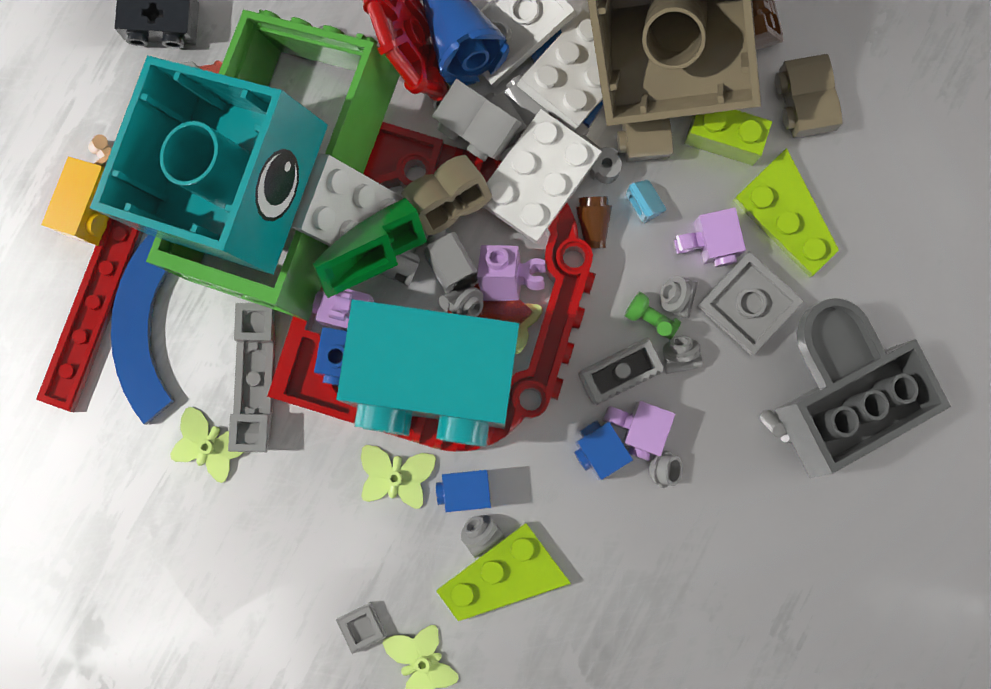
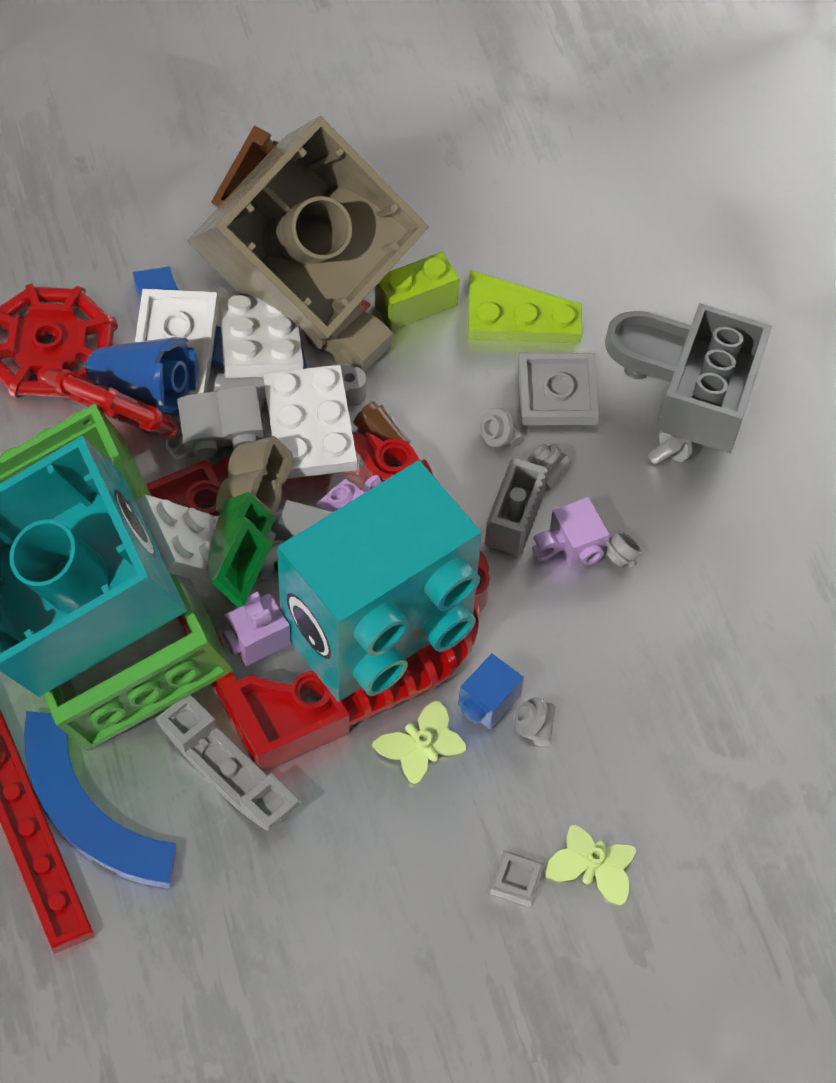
camera: 50 degrees left, 25 degrees down
(203, 445) = (240, 859): yellowish green piece -> none
(330, 355) = (288, 665): blue brick -> none
(503, 575) = (584, 737): lime wing -> none
(601, 450) = (561, 575): blue brick -> none
(640, 308) = (480, 459): bright green piece -> none
(645, 200) = (403, 388): medium azure slope -> none
(716, 236) = (484, 365): lavender brick -> none
(809, 96) = (453, 224): dark tan brick -> none

